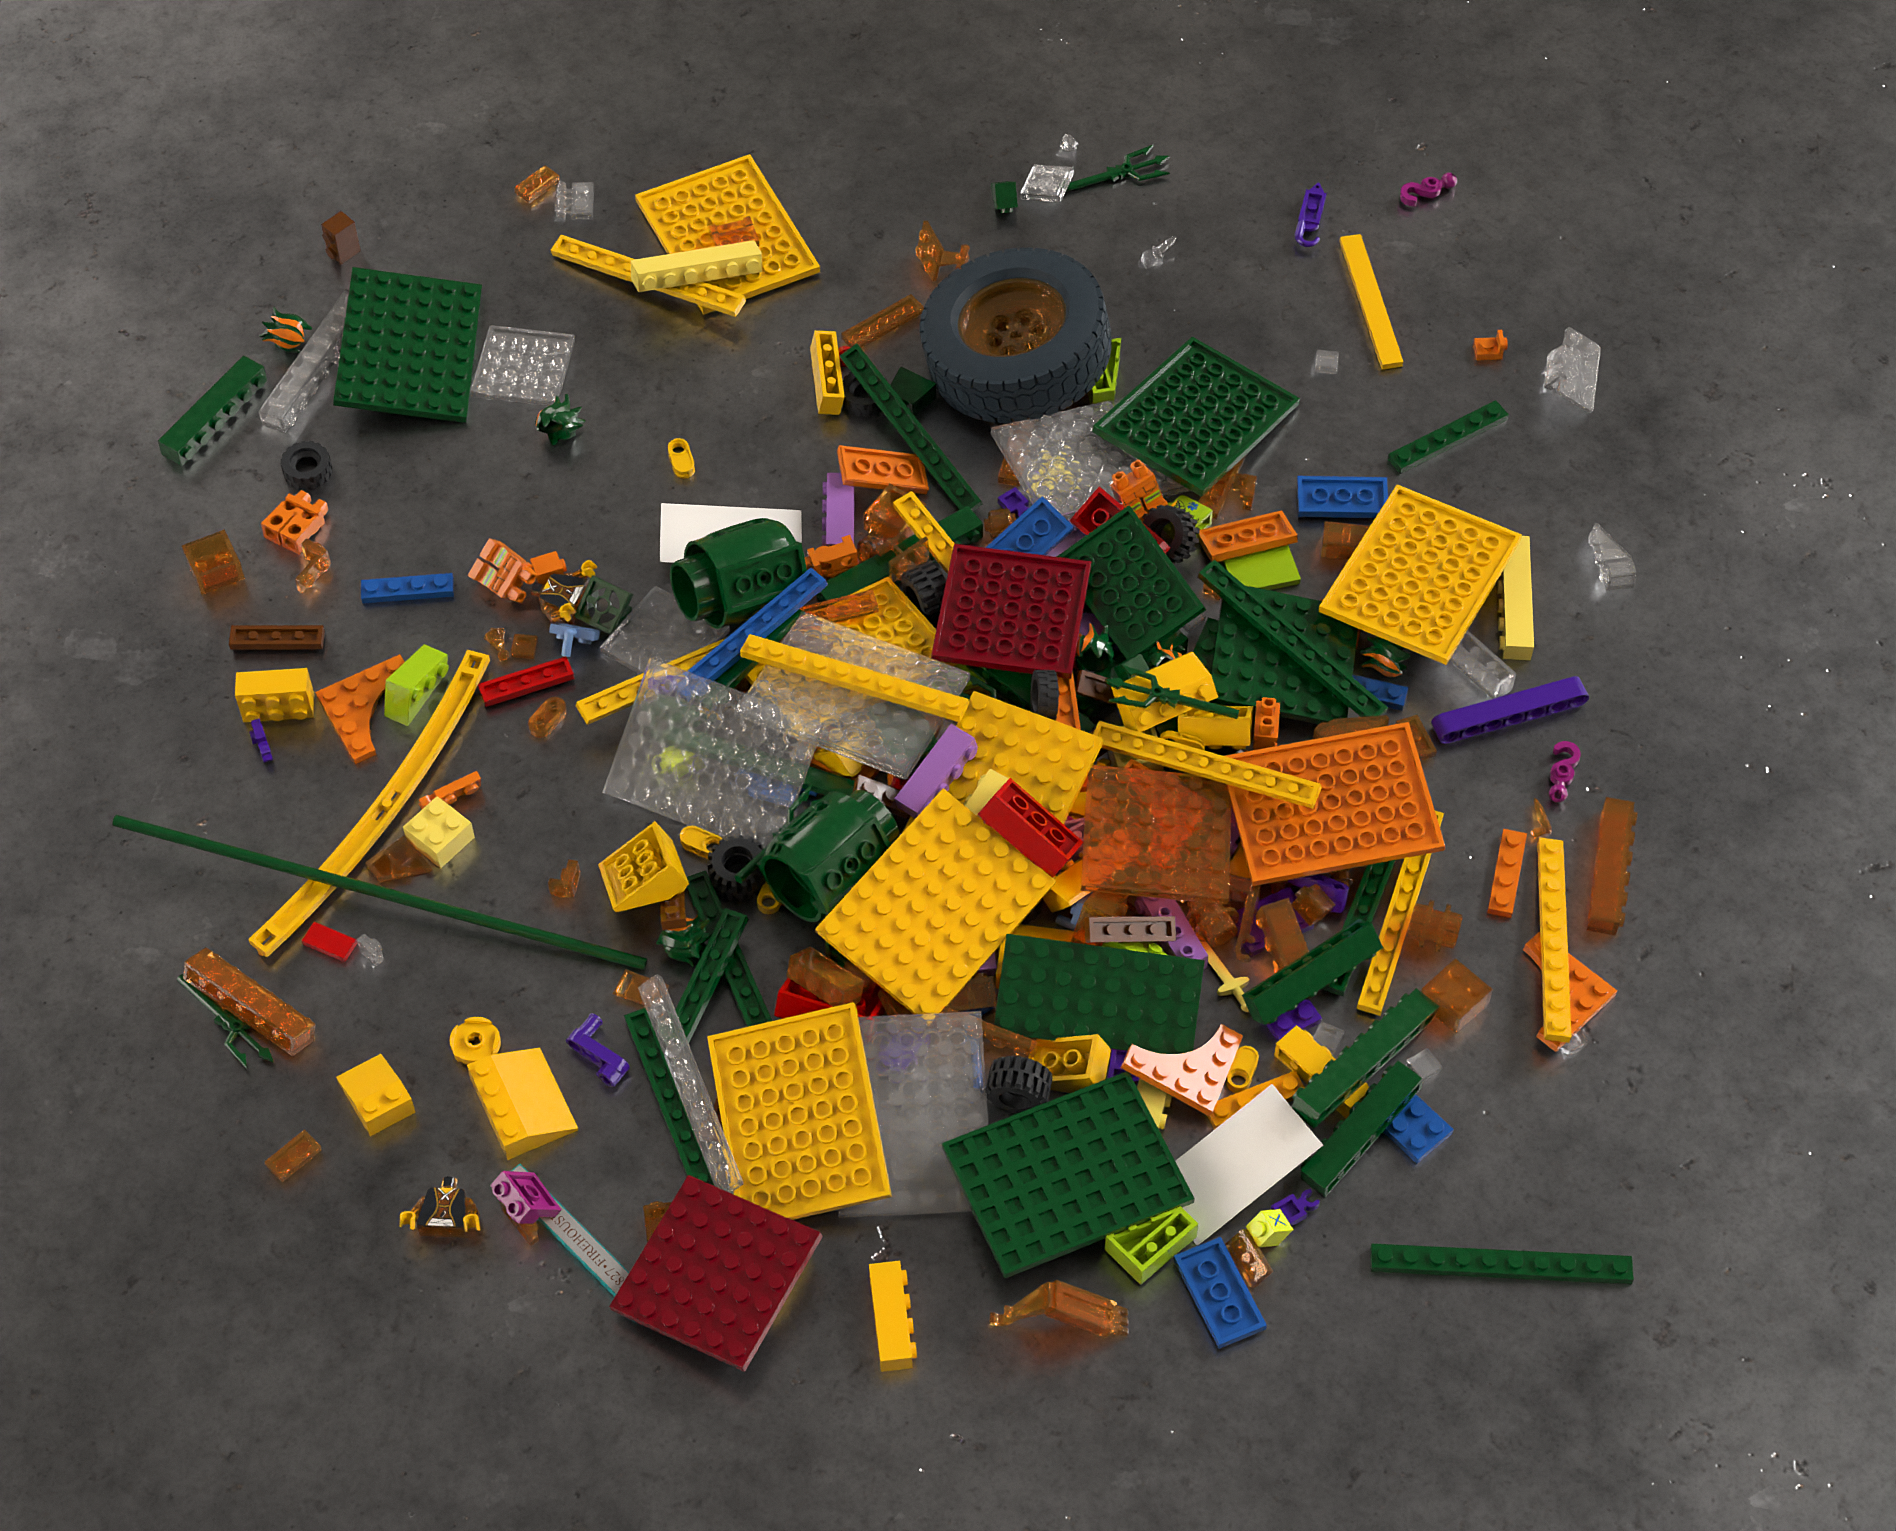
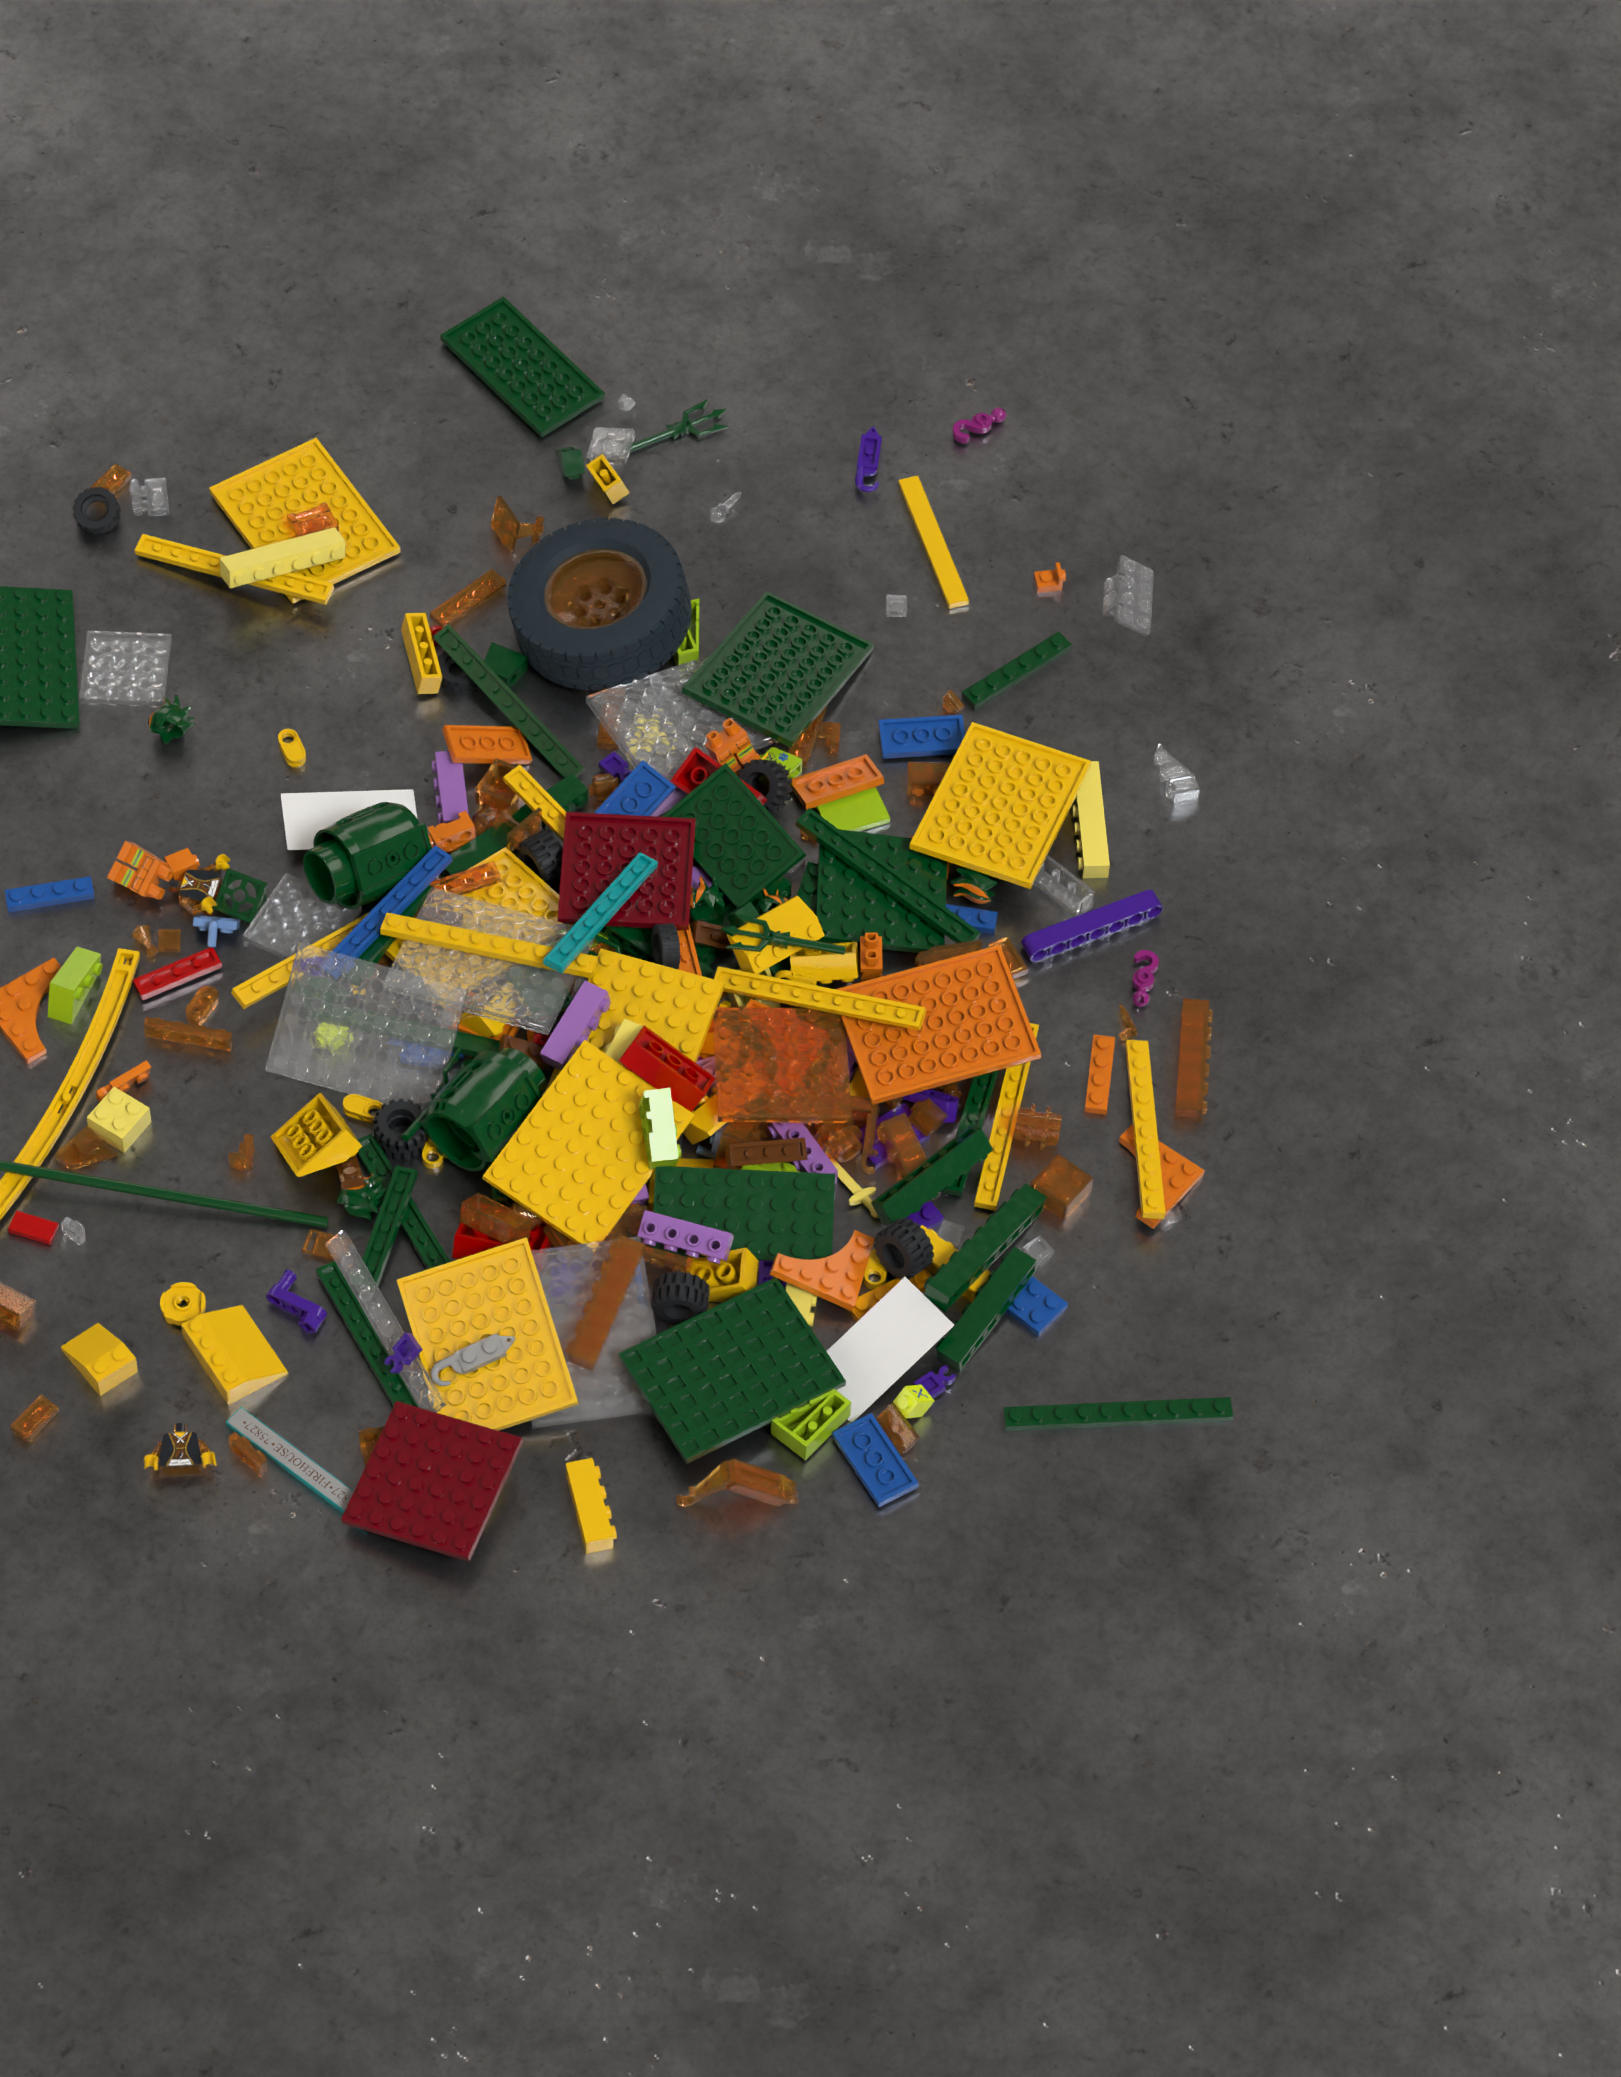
camera: 10 degrees left, 0 degrees up
(512, 194) = (93, 495): none -> black tyre
(524, 1196) = (251, 1433): magenta plate -> none
(527, 746) = (188, 1034): none -> clear orange plate
(705, 1120) = (405, 1352): none -> dark purple plate
(780, 1132) = (473, 1356): none -> light grey plate
(934, 1083) = (606, 1302): none -> clear orange brick
(967, 101) = (522, 366): none -> dark green plate
(976, 653) = (600, 913): none -> teal tile
(1014, 892) = (659, 1128): none -> wedge
(1031, 1015) = (685, 1236): none -> medium lavender brick
(1040, 214) = (607, 479): none -> yellow brick
(1273, 1051) = (903, 1248): none -> black tyre
(1377, 464) = (952, 702): none -> clear orange plate

